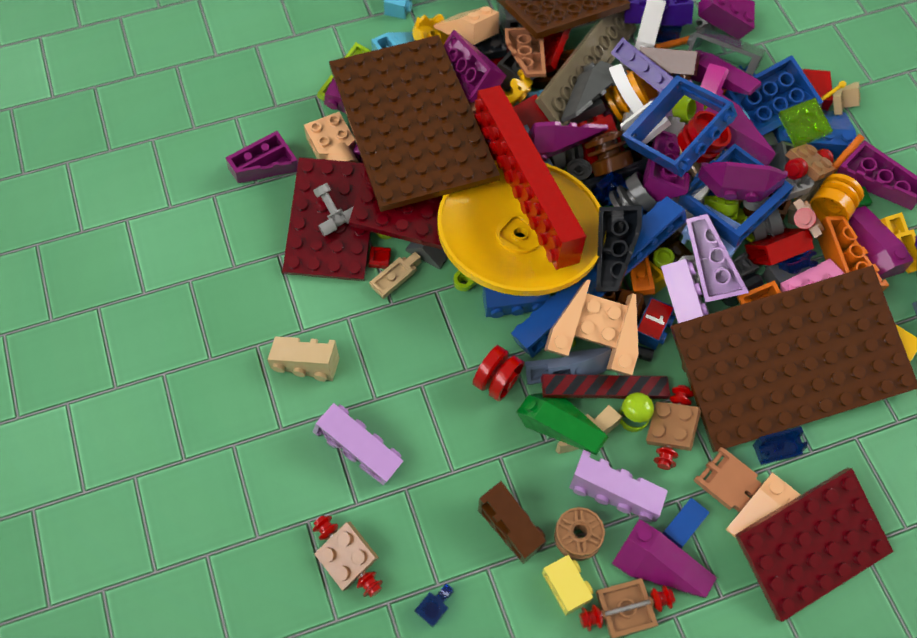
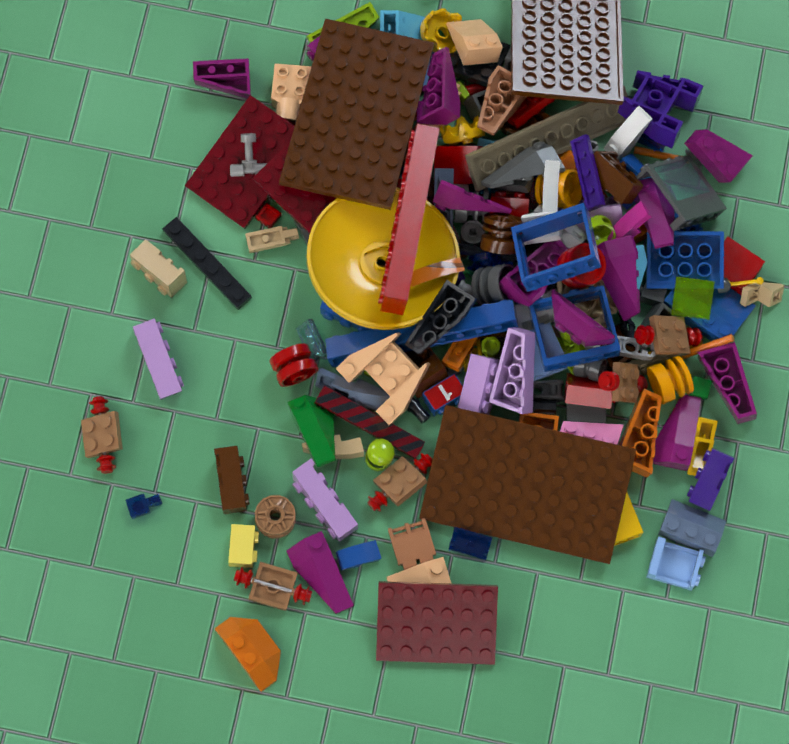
camera: 30 degrees right, 10 degrees up
(348, 329) = (207, 263): none -> black plate
(490, 337) = (309, 335): none -> clear light blue plate
(584, 204) = (436, 270): none -> orange sticker
(796, 263) = (588, 413): clear blue plate -> none

